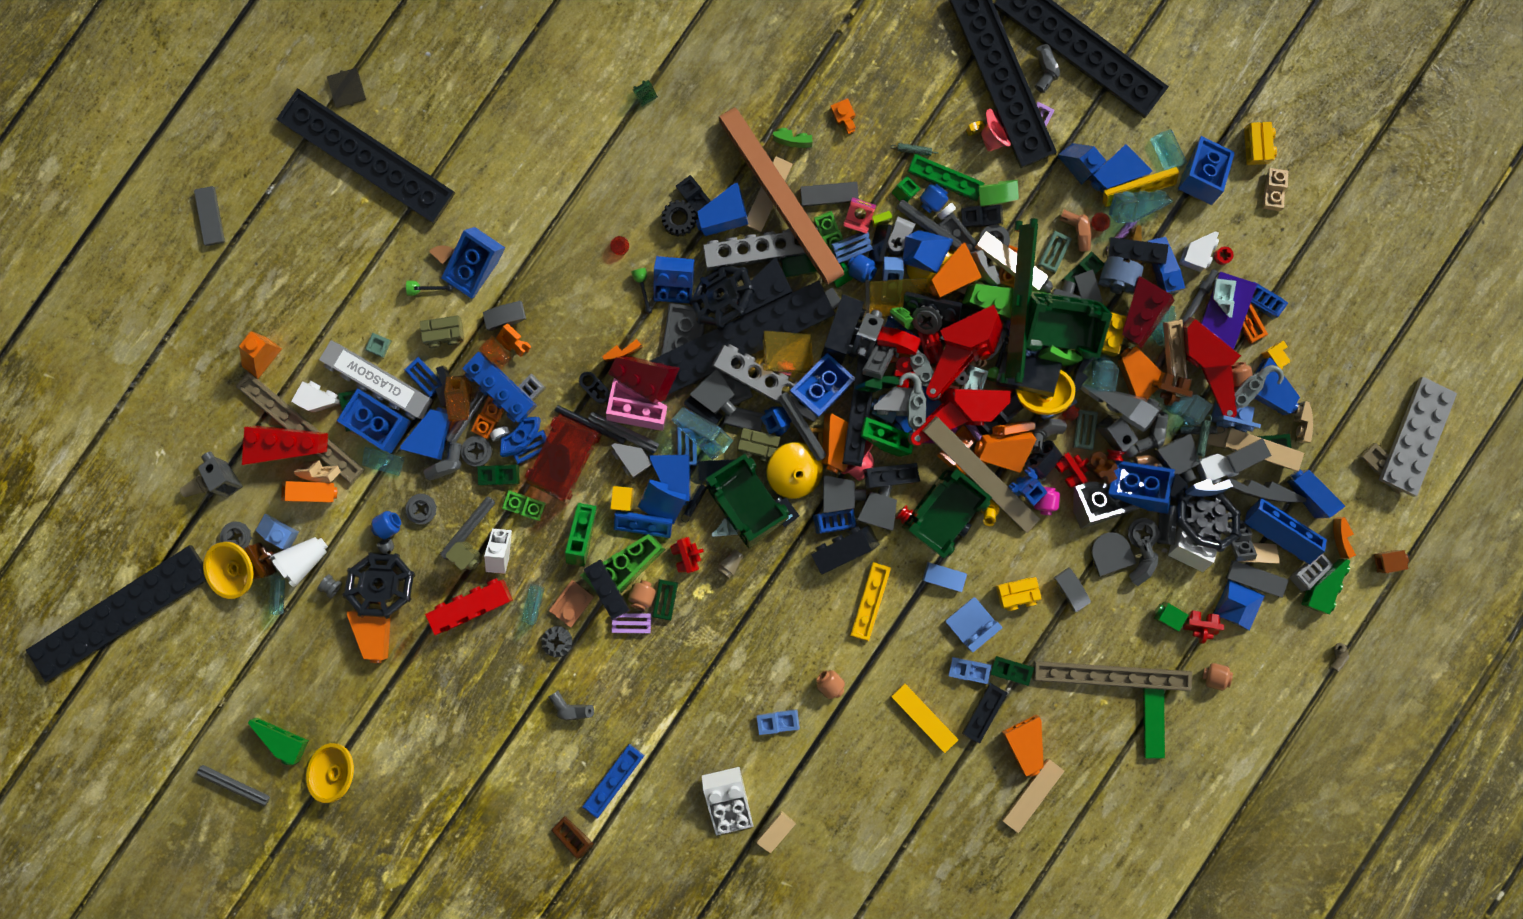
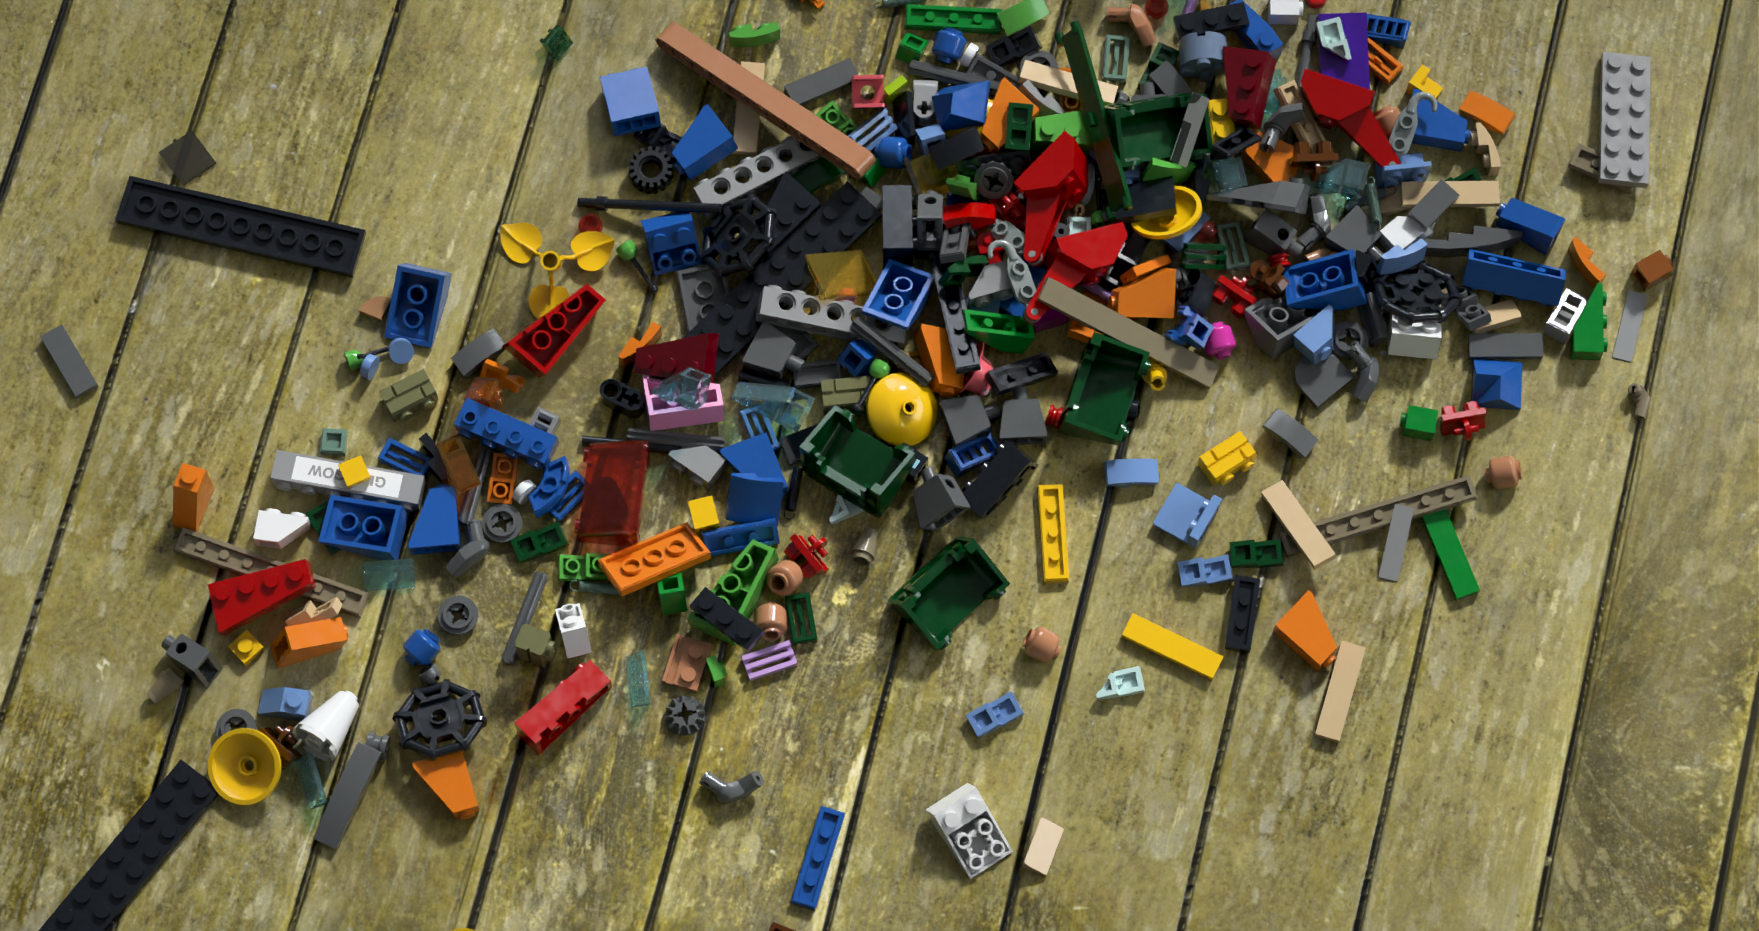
camera: 25 degrees left, 15 degrees down
(263, 478) = (246, 647): none -> yellow plate
(295, 616) = (347, 795): none -> dark grey slope
(379, 378) = (354, 472): none -> yellow tile
(421, 298) = (369, 366): none -> medium blue tile
(448, 293) = (400, 350): none -> medium blue tile
(530, 525) = (596, 587): none -> sand green piece
(560, 321) = (551, 334): none -> red wedge
(567, 292) = (523, 239): none -> yellow plant
(573, 521) = (654, 559): none -> orange tile
(590, 618) = (716, 670): none -> bright green plate
(635, 232) = (602, 203): none -> black bar
(637, 403) = (686, 388): none -> clear light blue slope
(662, 568) = (784, 577): none -> nougat head
(681, 159) = (630, 101): none -> brick
(775, 619) = (948, 590): none -> dark green windscreen
(787, 436) = (877, 370): none -> hinge
(795, 549) = (938, 500): none -> dark grey torso
(878, 732) = (1122, 683): none -> light aqua slope
(909, 285) = (957, 148): none -> black slope
(960, 286) = (1019, 126): none -> dark green slope
(1051, 663) = (1298, 525): none -> tan tile
(1058, 435) = (1219, 257): none -> dark green tile
(1088, 335) = (1189, 129): none -> white sticker
(1117, 357) = (1233, 144): none -> black slope
(1117, 700) = (1396, 542): none -> light grey sticker
(1120, 526) = (1316, 336): none -> medium blue slope
(1157, 351) = (1279, 123): none -> dark grey arm
(1316, 392) = (1488, 112): none -> orange slope
(1355, 595) = (1629, 326): none -> light grey sticker

